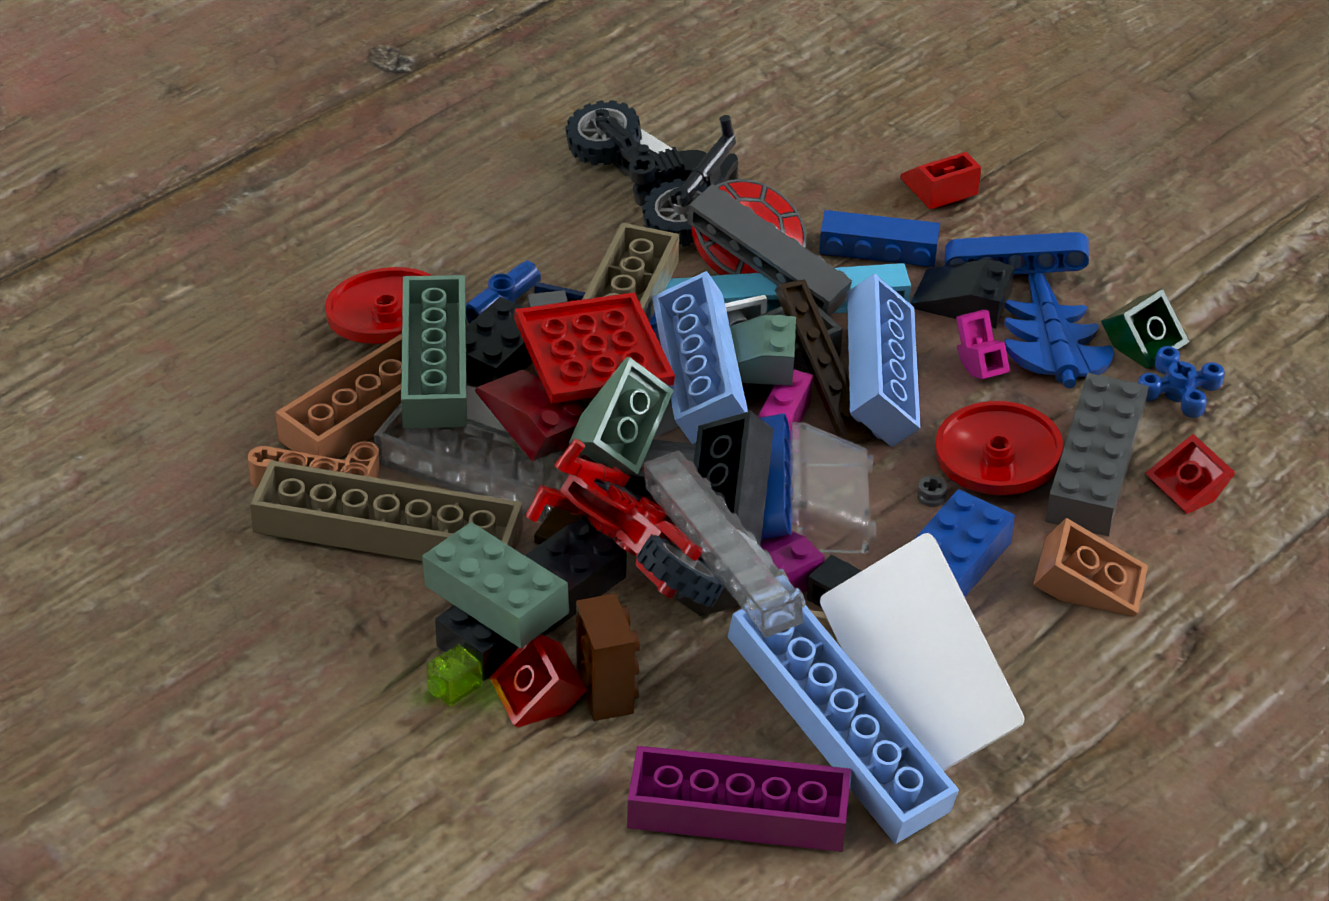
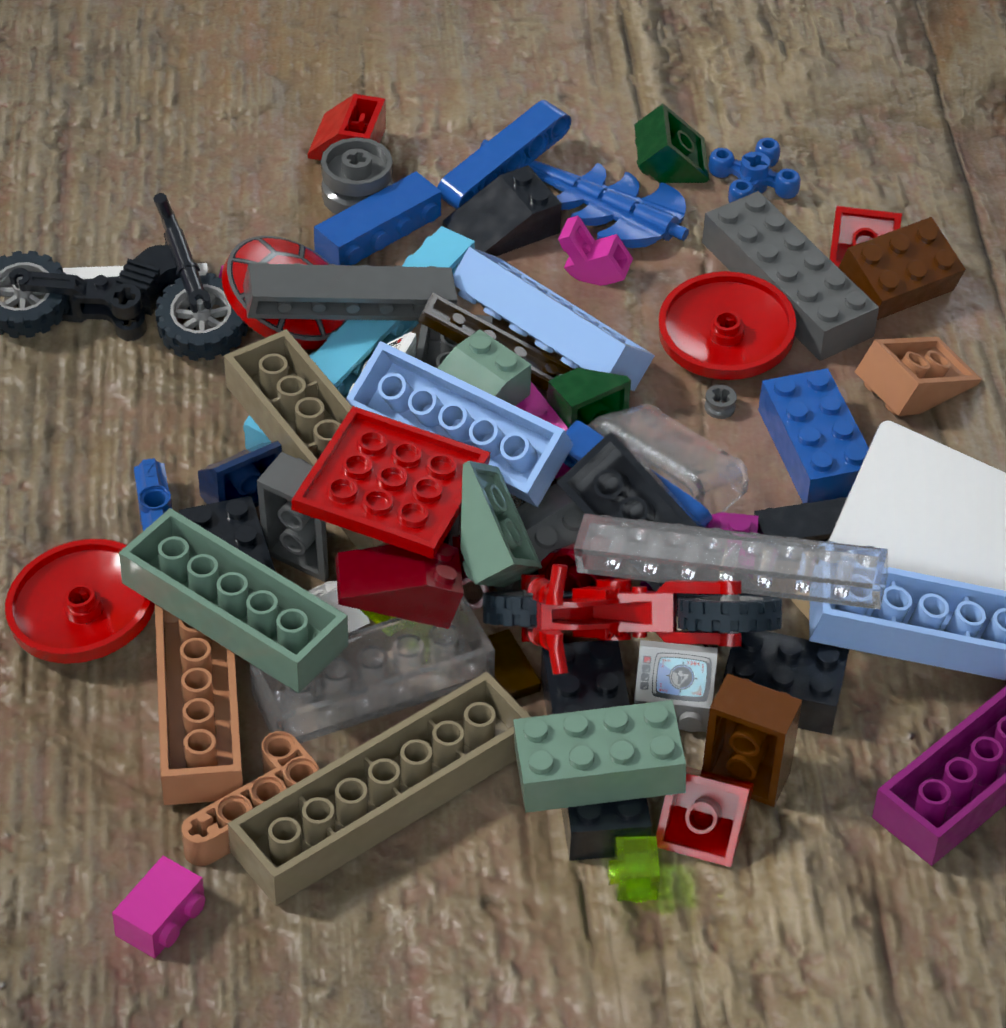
camera: 50 degrees left, 5 degrees up
(193, 480) = (159, 907): none -> dark pink brick
(633, 591) = (679, 675): none -> slope
(699, 658) = (795, 667): none -> black brick
(825, 409) = (587, 394): none -> dark green slope
(903, 196) = (353, 172): none -> dark grey wheel
(1178, 503) = (904, 267): none -> reddish brown brick

